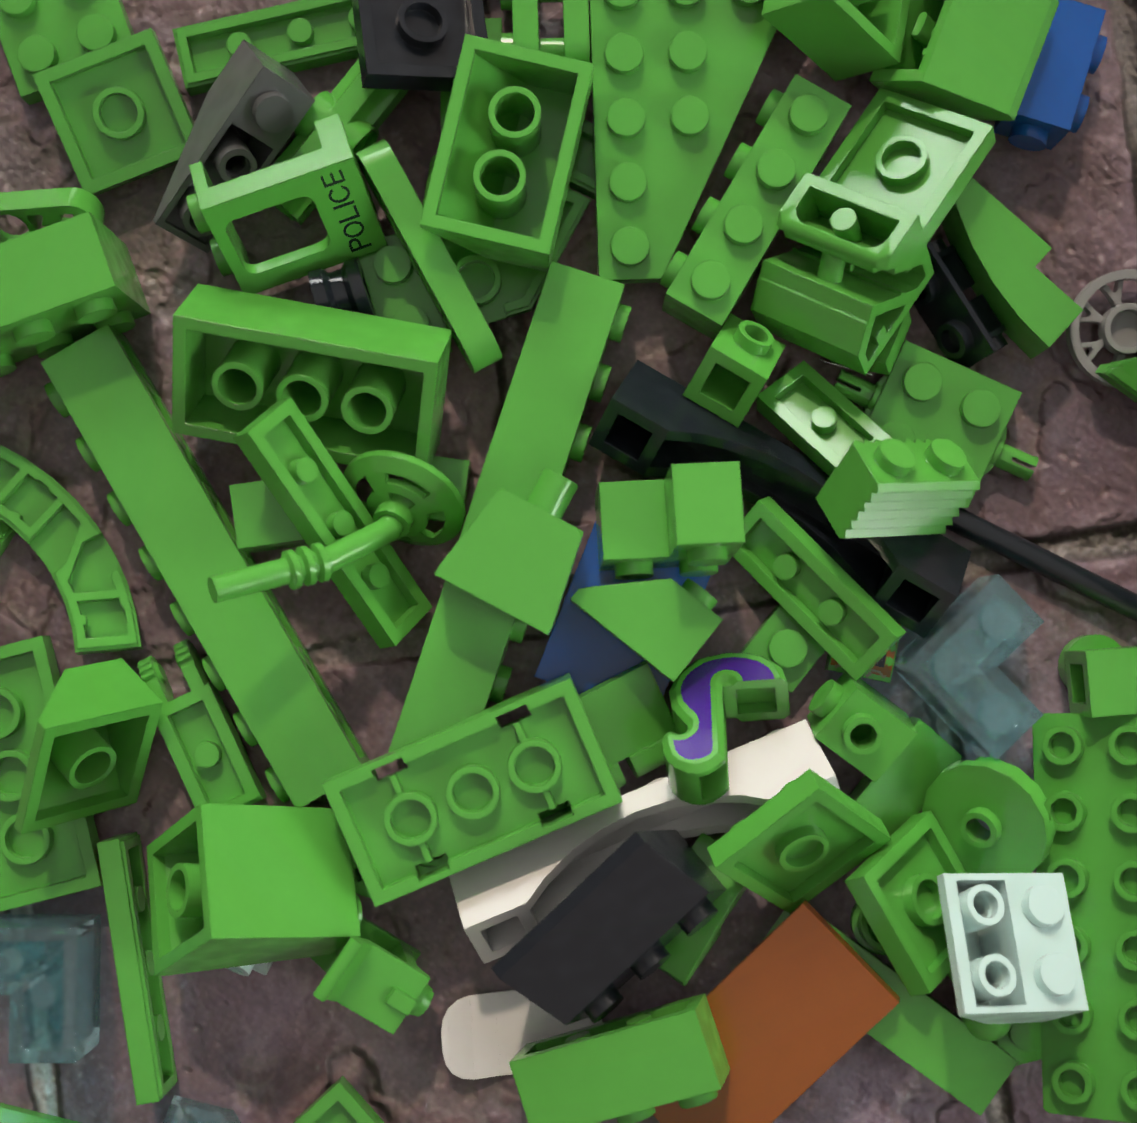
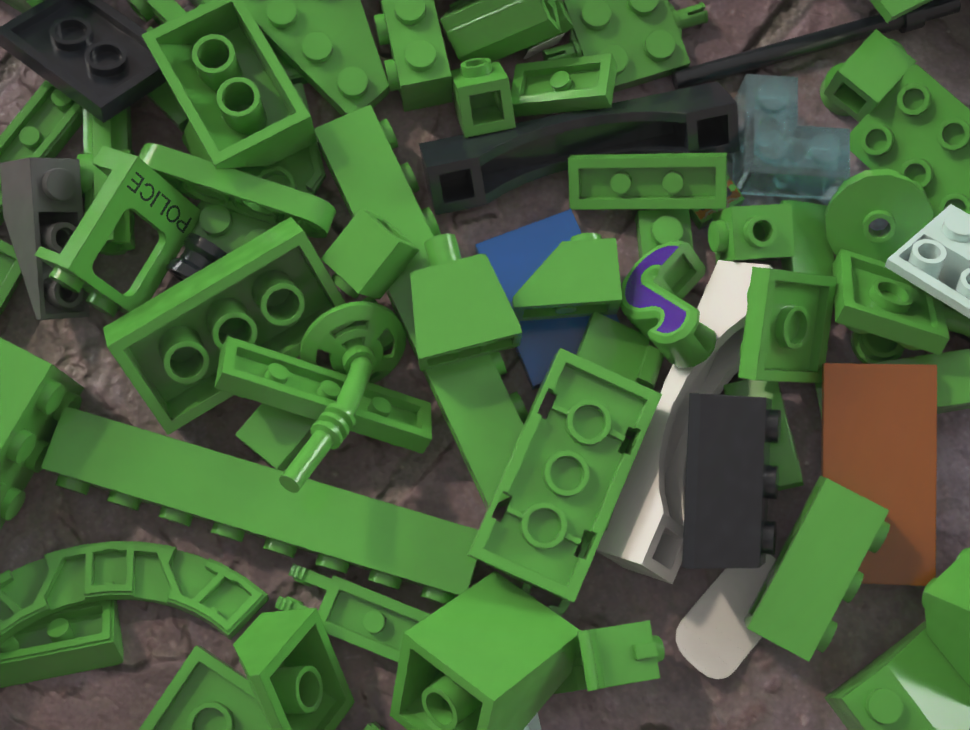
camera: 50 degrees left, 10 degrees down
(485, 433) = (368, 255): none -> bright green brick
(670, 522) = (534, 210): bright green brick -> none
(897, 488) = (642, 73): bright green brick -> none

